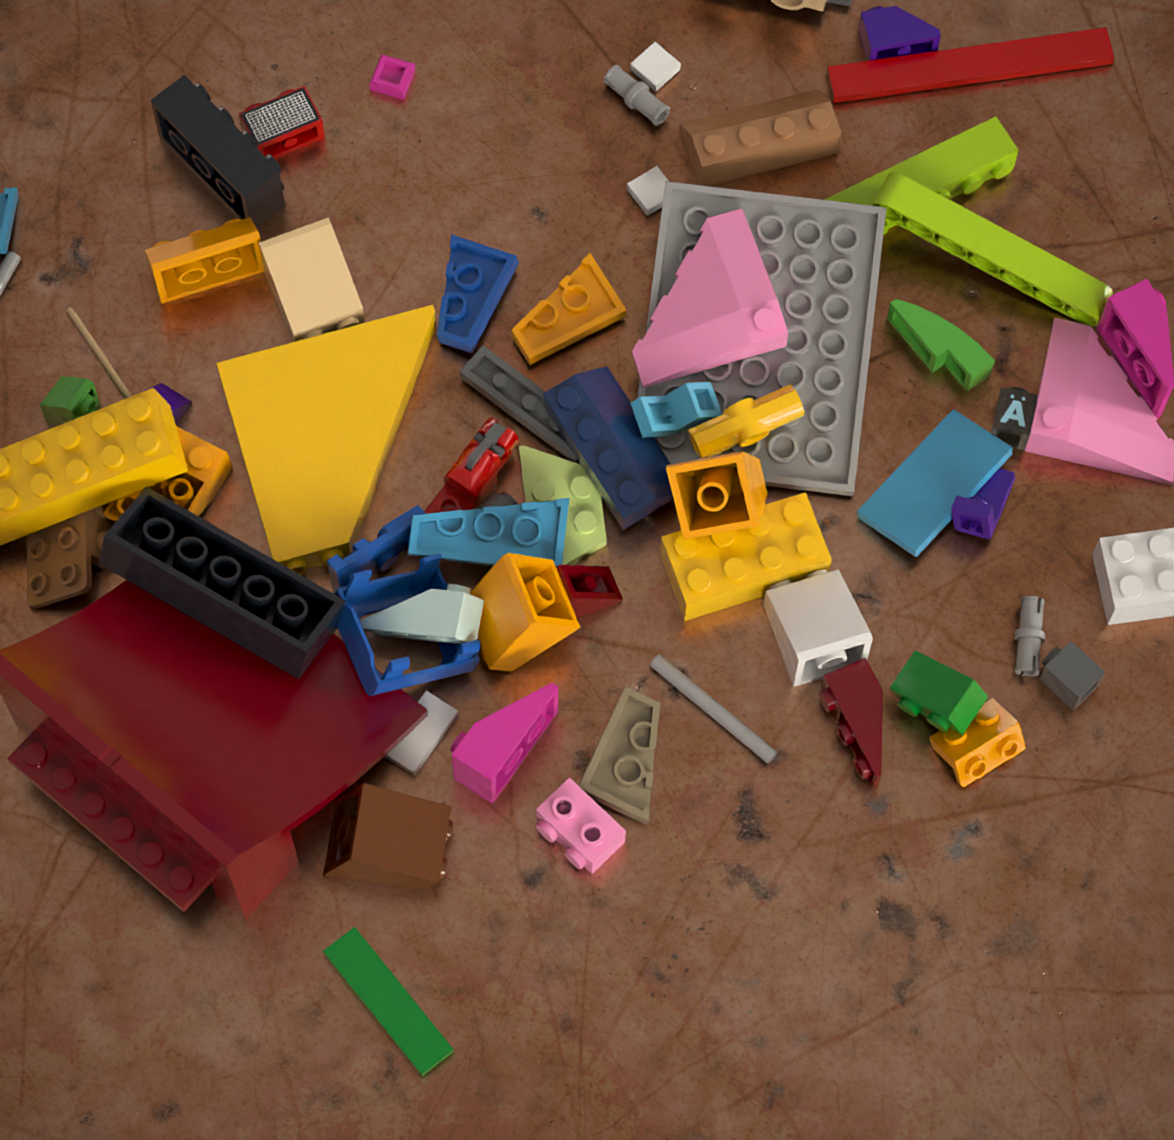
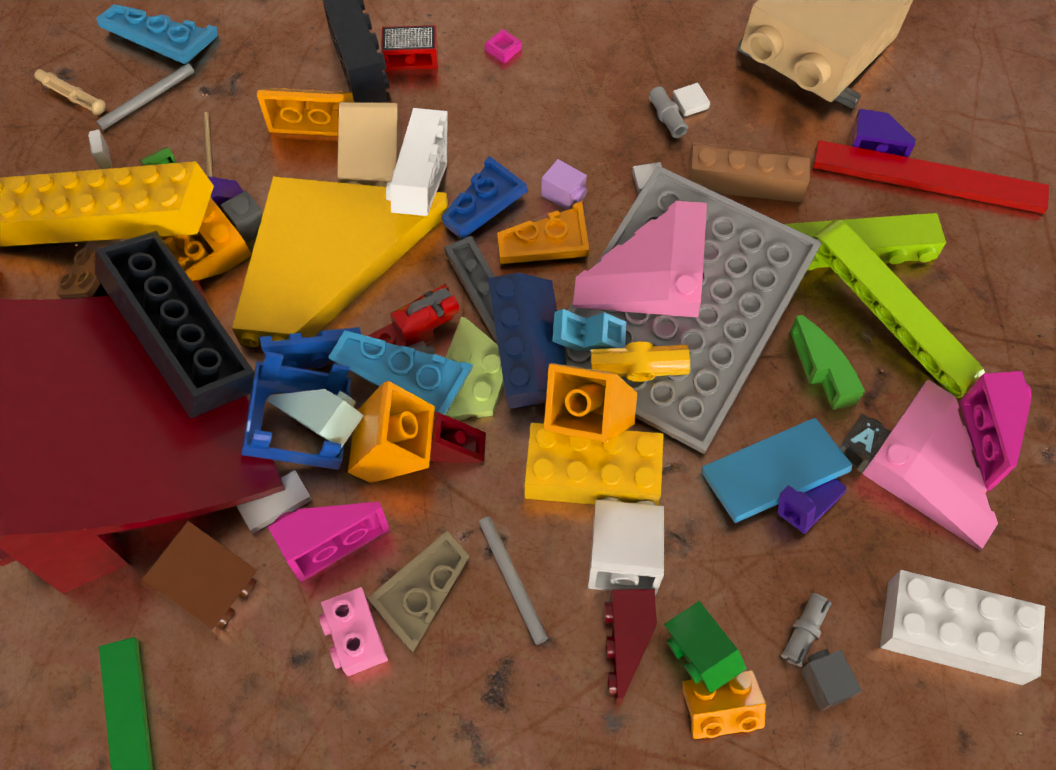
camera: 25 degrees right, 5 degrees down
(207, 421) = (243, 215): none -> dark grey brick
(389, 282) = (419, 163): none -> white wedge
(560, 240) = (564, 185): none -> lavender brick

